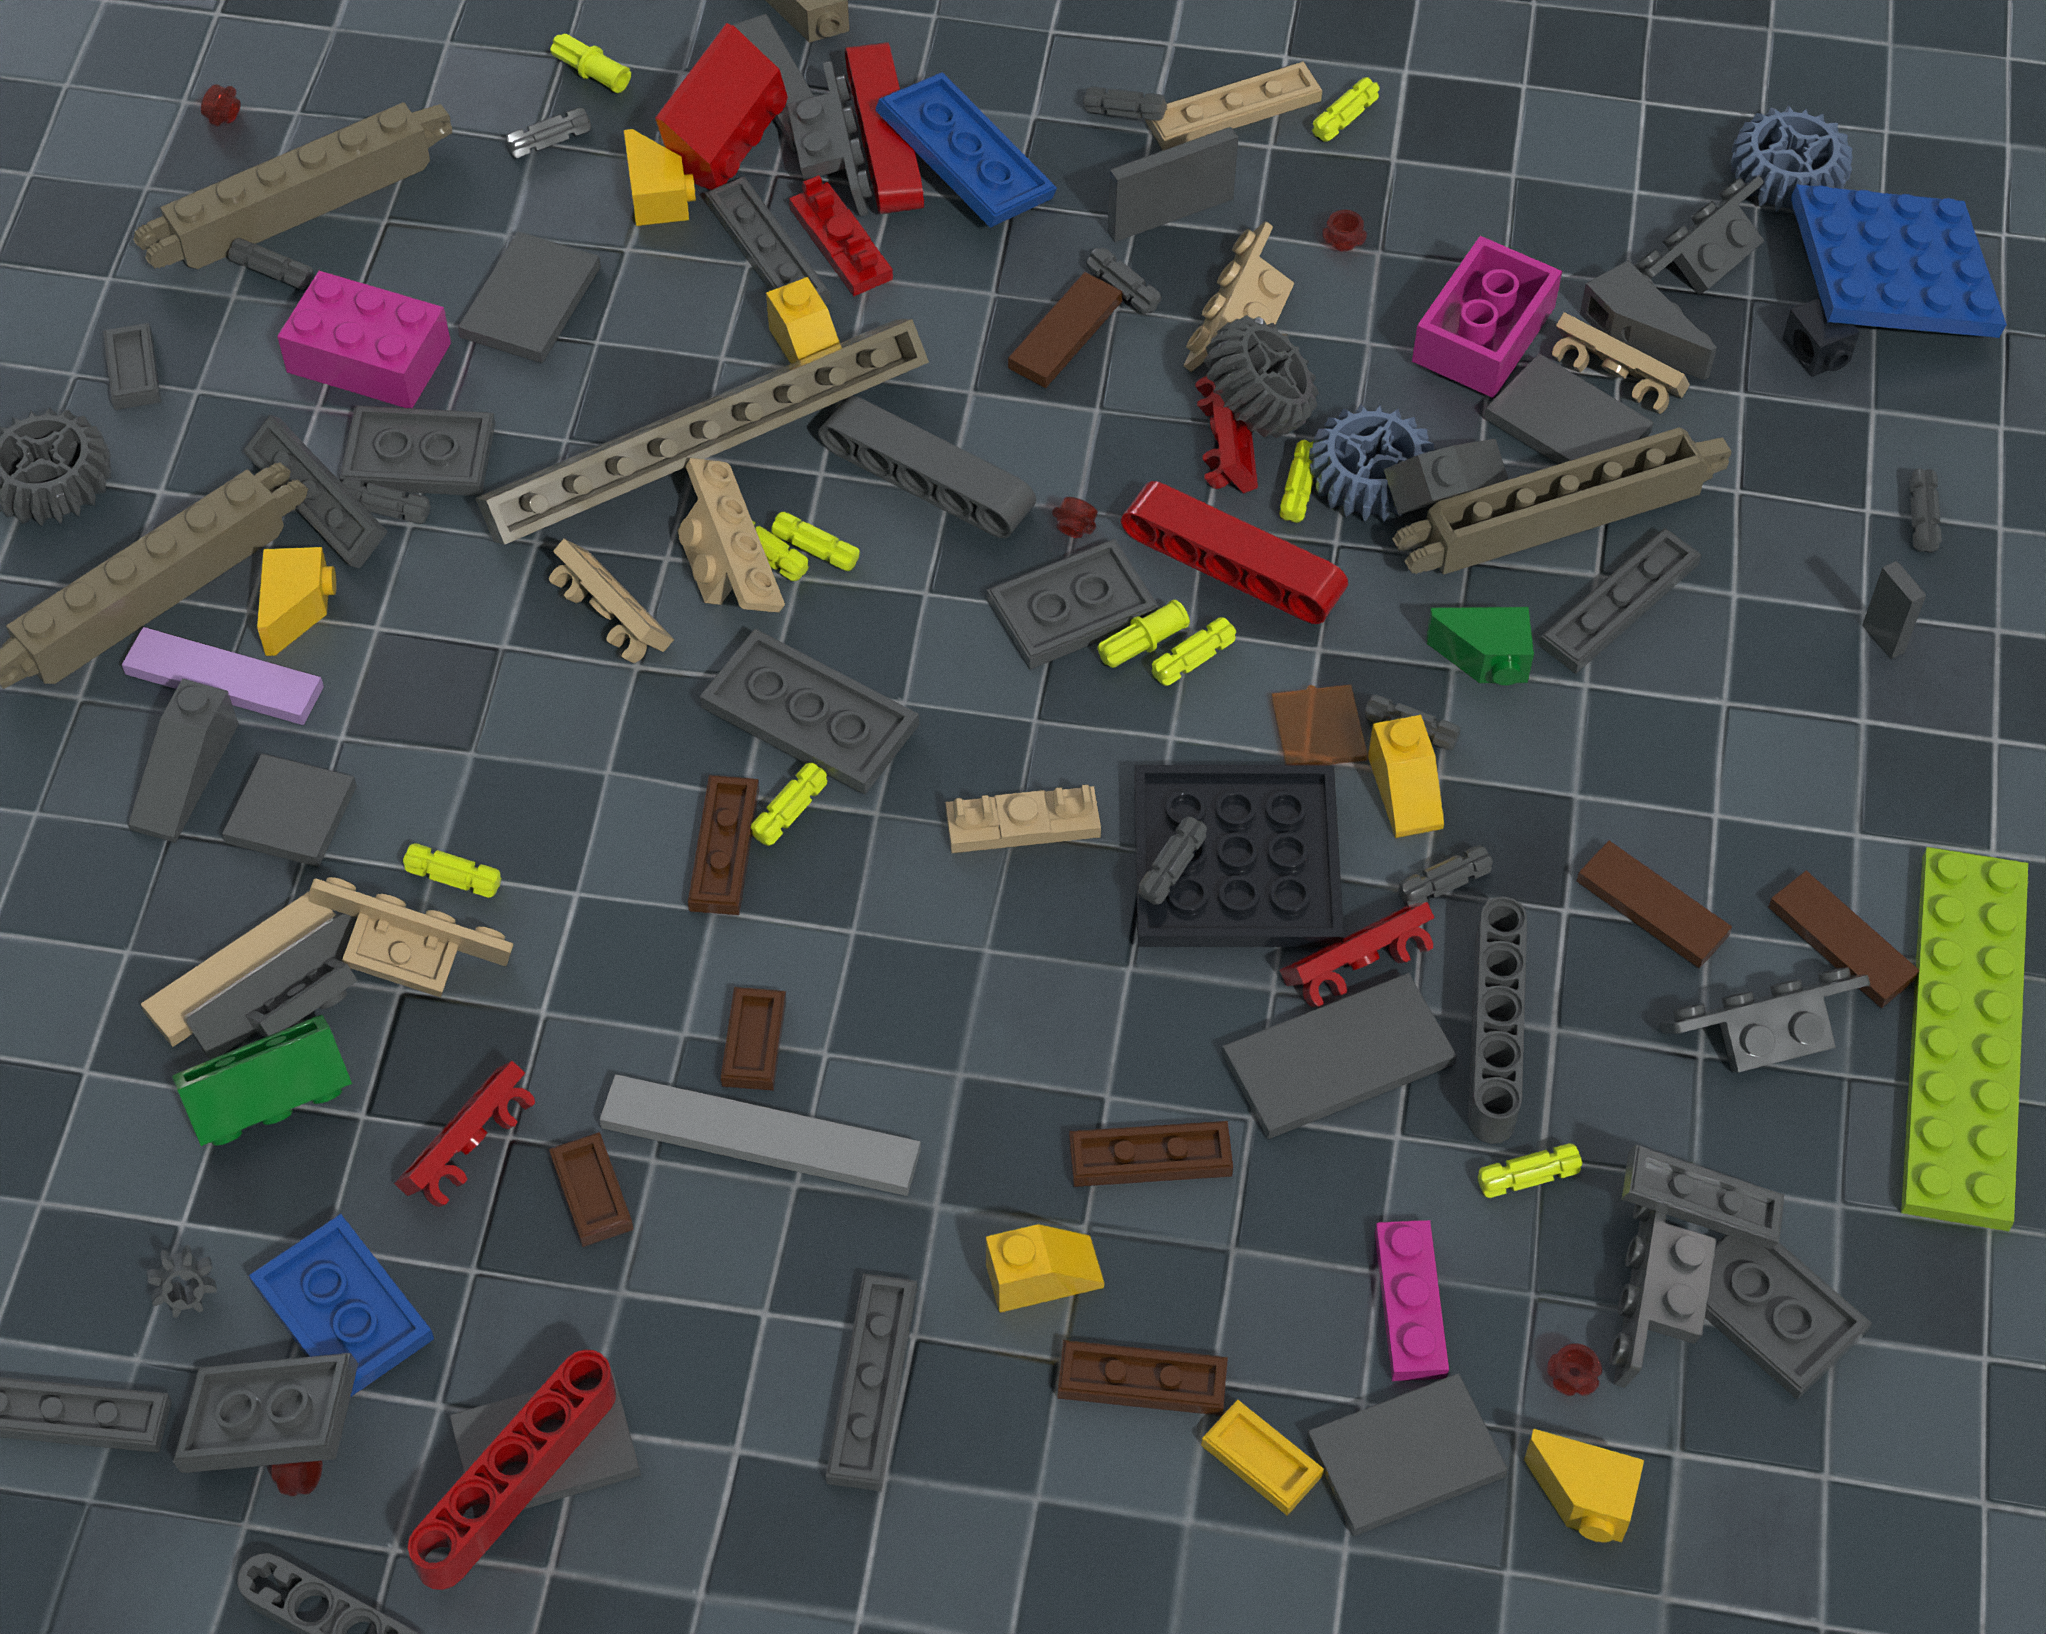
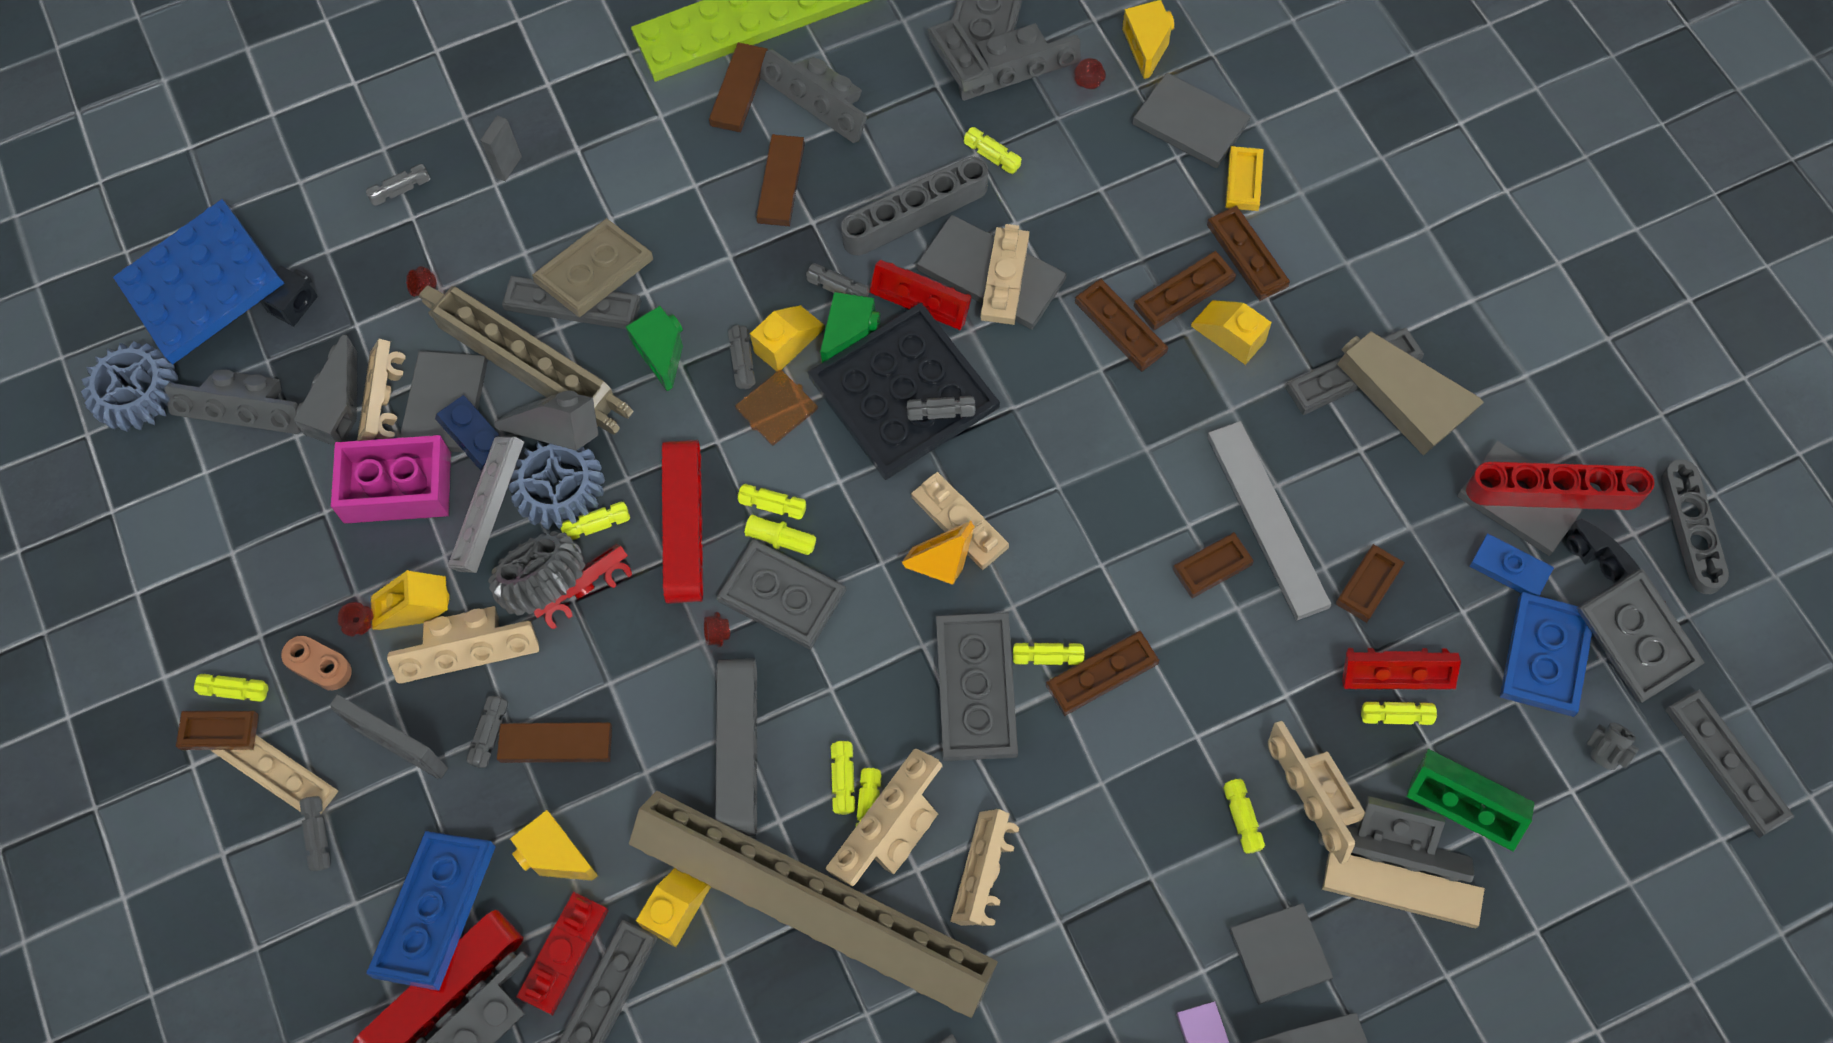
camera: 120 degrees left, 10 degrees up
(416, 1466) = (1593, 543): none -> black slope
(420, 1101) = (1398, 713): none -> neon yellow axle
(475, 1360) = (1511, 566): none -> blue plate
(783, 1394) = (1407, 391): none -> dark tan slope
(943, 269) = (550, 851): none -> yellow slope
(986, 757) = (942, 555): none -> light orange slope
(1144, 1262) = (1184, 290): none -> reddish brown tile
(1299, 73) = (217, 730): none -> reddish brown tile
(1314, 1052) = (1005, 275): none -> tan plate
(1320, 185) = (314, 661): none -> nougat plate
(1323, 279) = (409, 600): none -> yellow slope
(1372, 843) = (848, 322): none -> green slope
(1393, 384) = (485, 504): none -> light grey tile
(1411, 1301) = (1107, 163): dark pink plate -> none
(1500, 414) = (468, 429): none -> dark blue plate
(1652, 635) = (592, 267): none -> dark tan tile
(1751, 465) = (419, 279): none -> clear red plate

